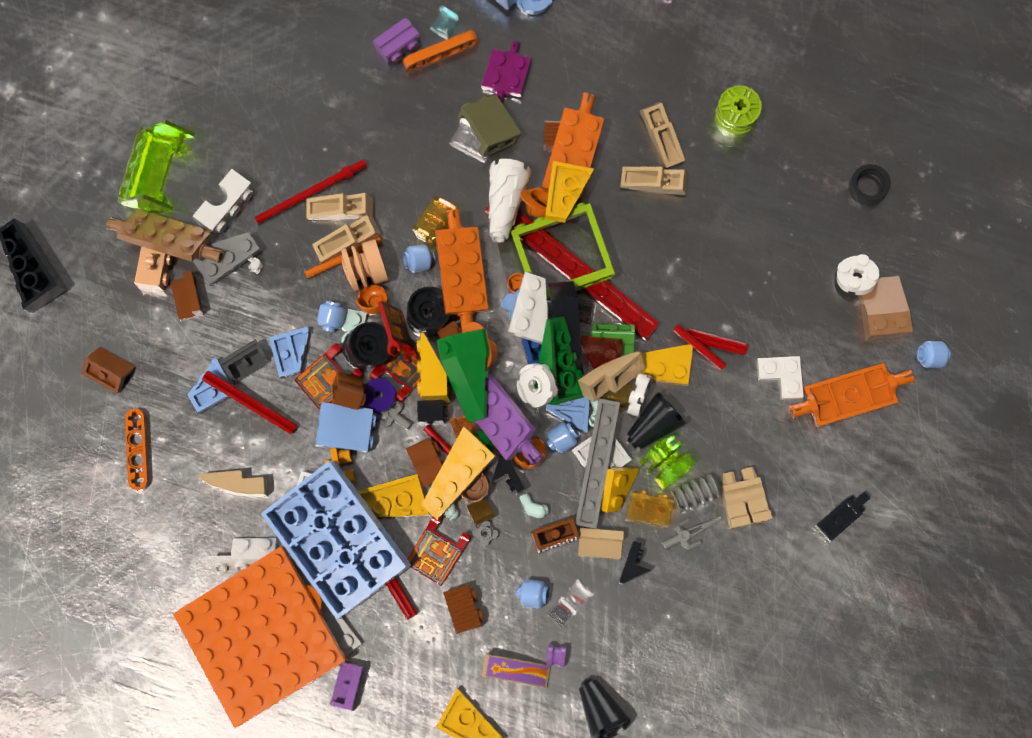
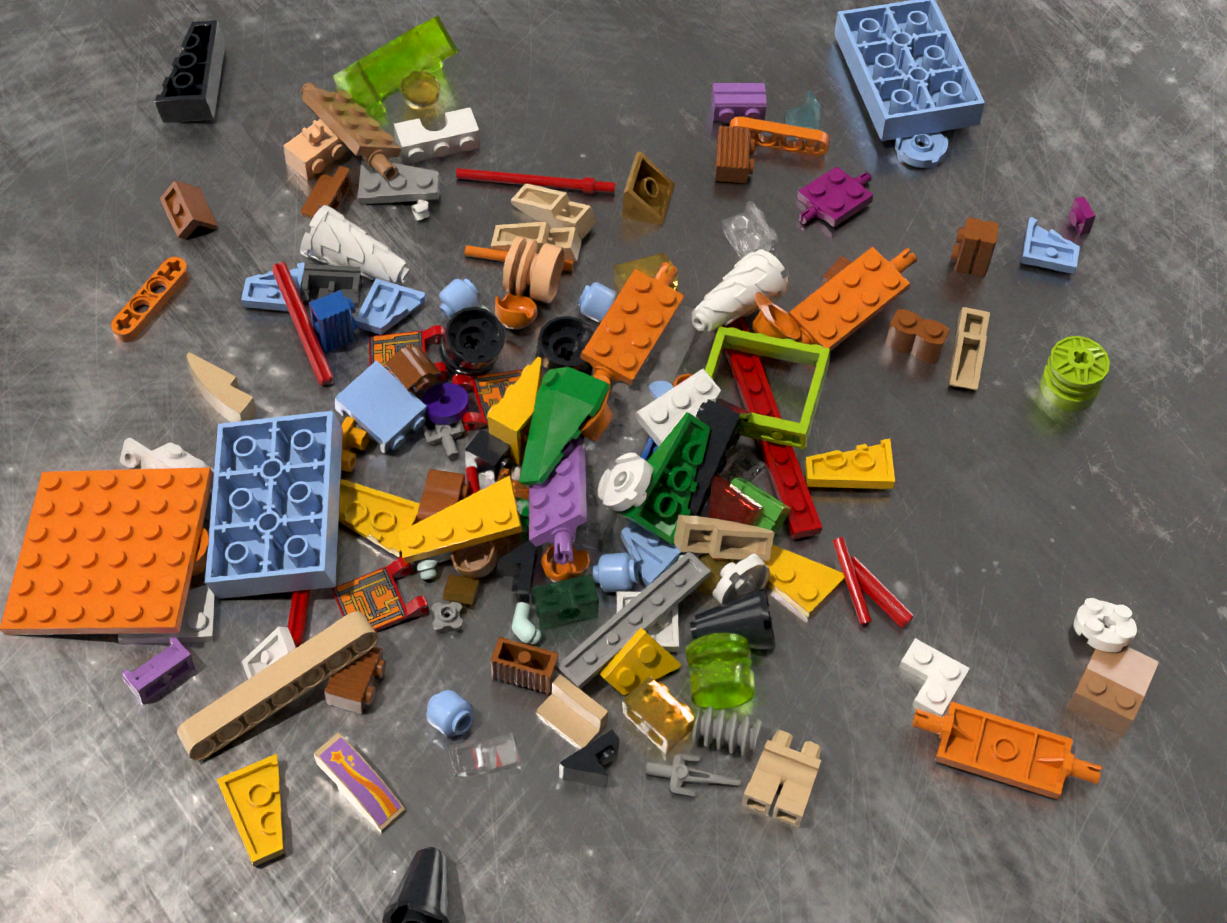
camera: 30 degrees right, 20 degrees down
(186, 174) = (420, 90): none -> clear yellow hair
(235, 328) = (343, 243): none -> white cone
(269, 389) = (333, 320): none -> blue brick
(389, 153) = (646, 192): none -> pearl gold slope
(397, 331) = (515, 345): flag -> none
(407, 634) = (269, 651): none -> white slope
(422, 85) = (733, 154): none -> dark orange brick
(428, 650) = (277, 685): none -> tan beam
(490, 124) = (778, 225): olive panel -> none
(547, 477) = (565, 602): none -> clear green brick
(556, 655) = (420, 798): medium lavender wheel -> none
(564, 189) = (812, 319): yellow wing -> none
(621, 58) = (975, 246): none -> dark orange brick
(631, 147) = (917, 336): none -> dark orange brick
(650, 267) = (857, 468): none -> yellow wing
(655, 180) = (927, 387): tan slope -> none
(663, 24) = (1049, 249): none -> light blue wing
(842, 516) = (896, 880): black hinge -> none
(877, 171) = (1198, 527): black tyre -> none
(933, 354) = (1144, 771): light blue head -> none

